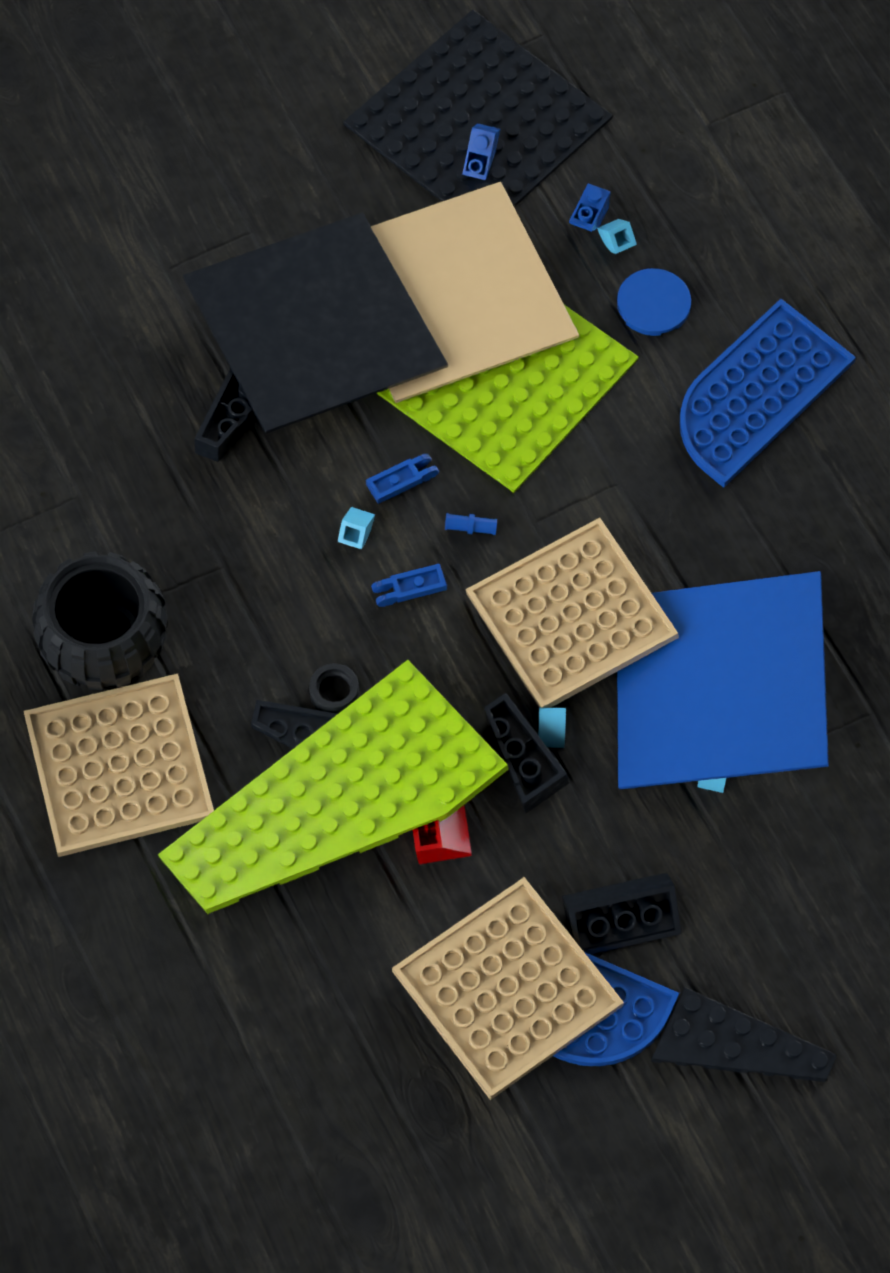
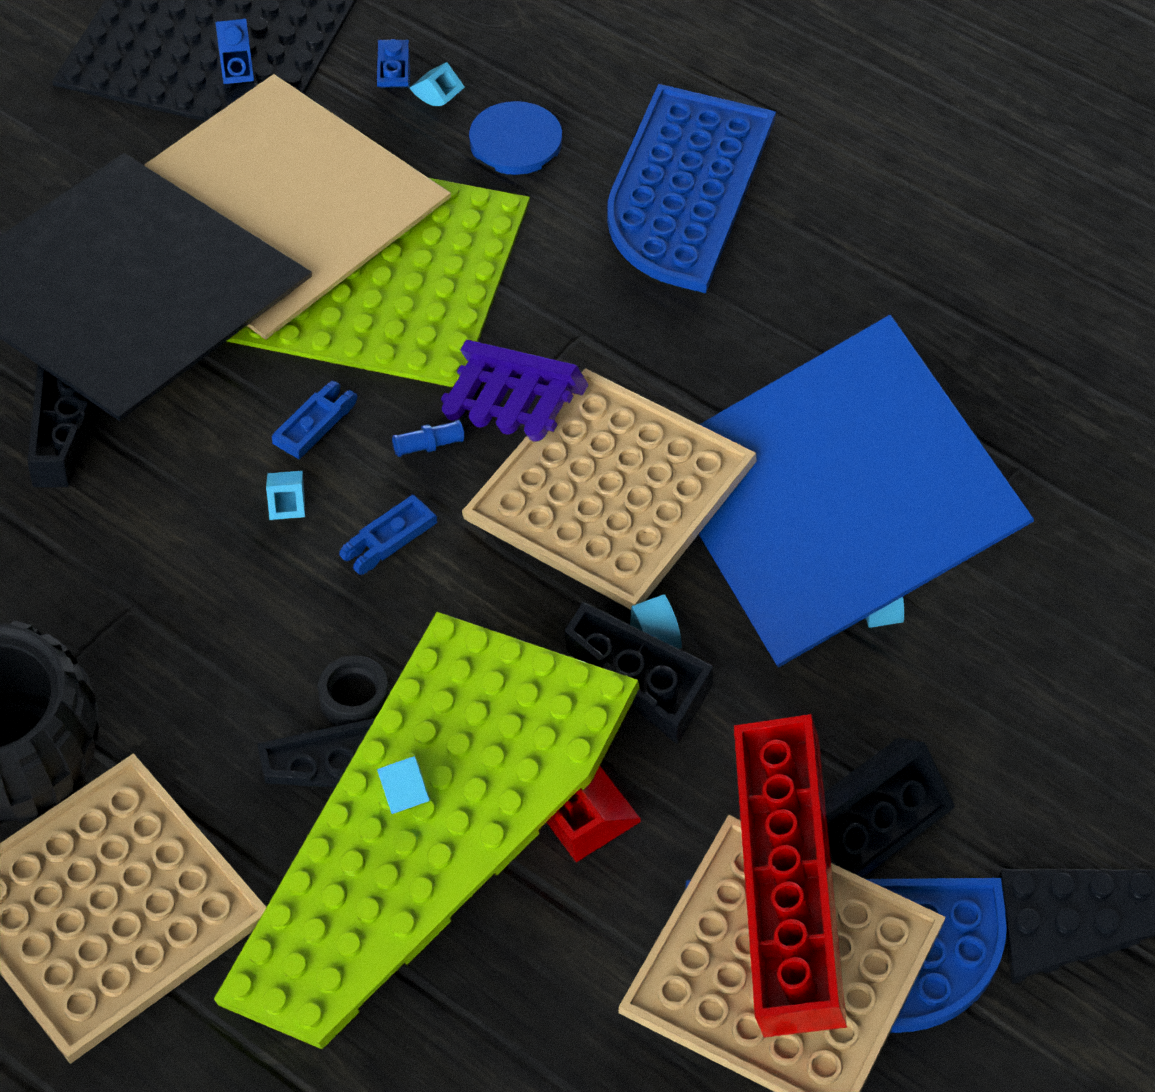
camera: 25 degrees left, 10 degrees down
(327, 771) = (403, 785): none -> medium azure brick
(533, 932) = (788, 878): none -> red brick
(539, 502) = (515, 370): none -> dark purple fence

